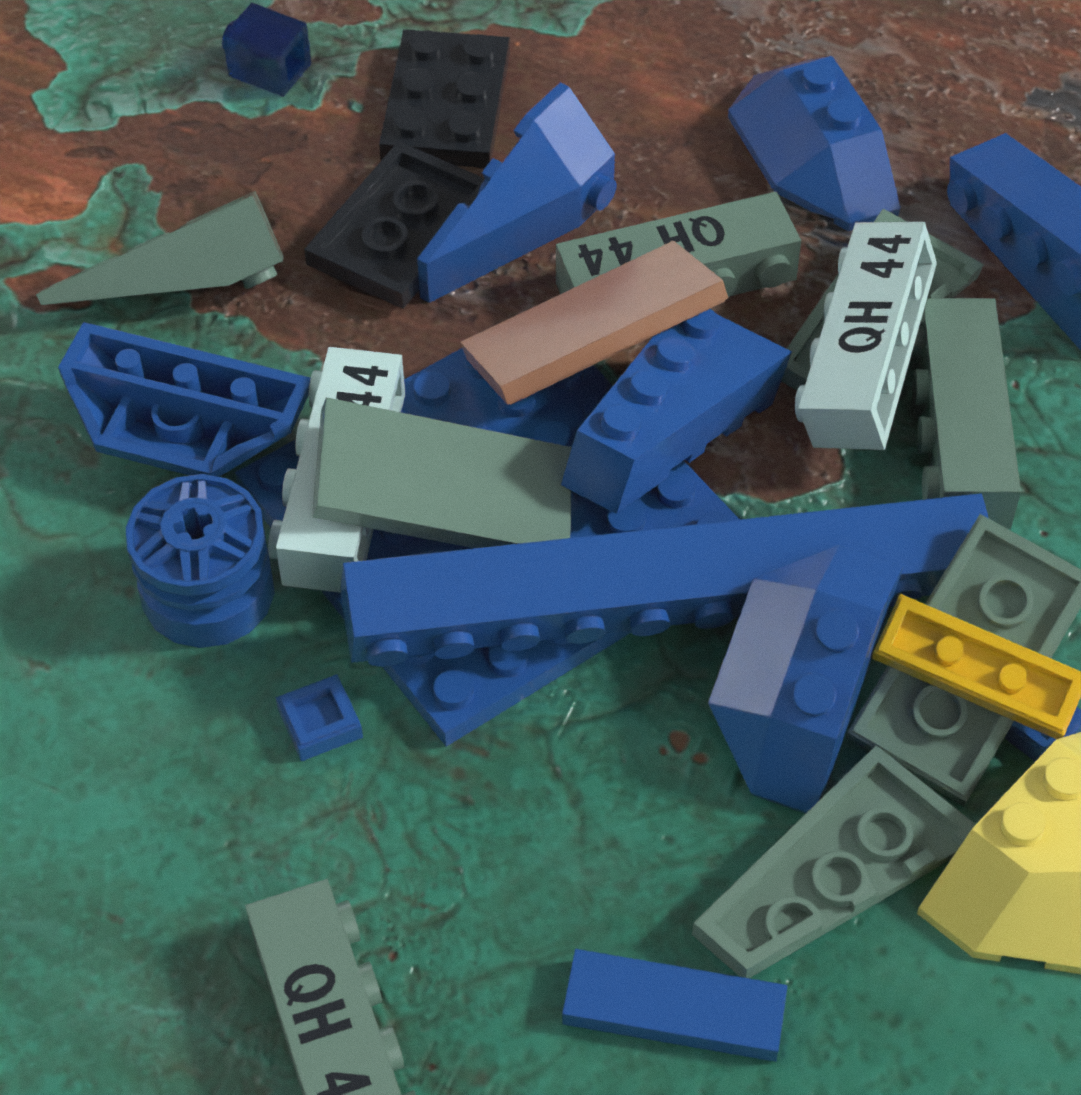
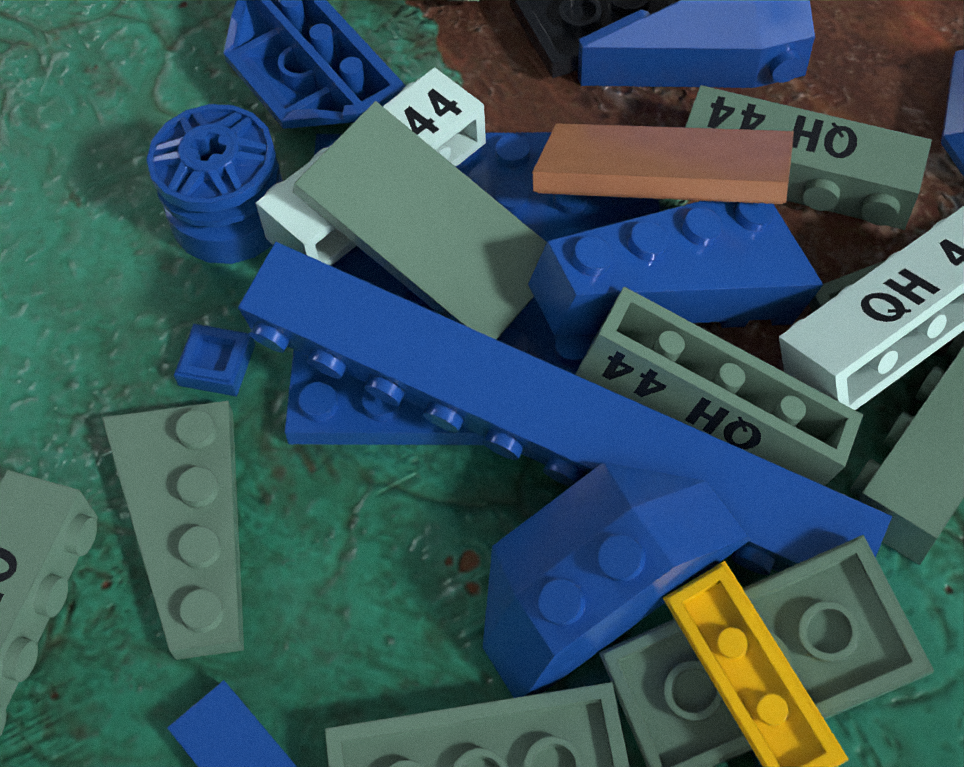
camera: 40 degrees right, 5 degrees up
(416, 854) = (184, 512): none -> sand green wing
(777, 473) = (718, 389): none -> sand green brick

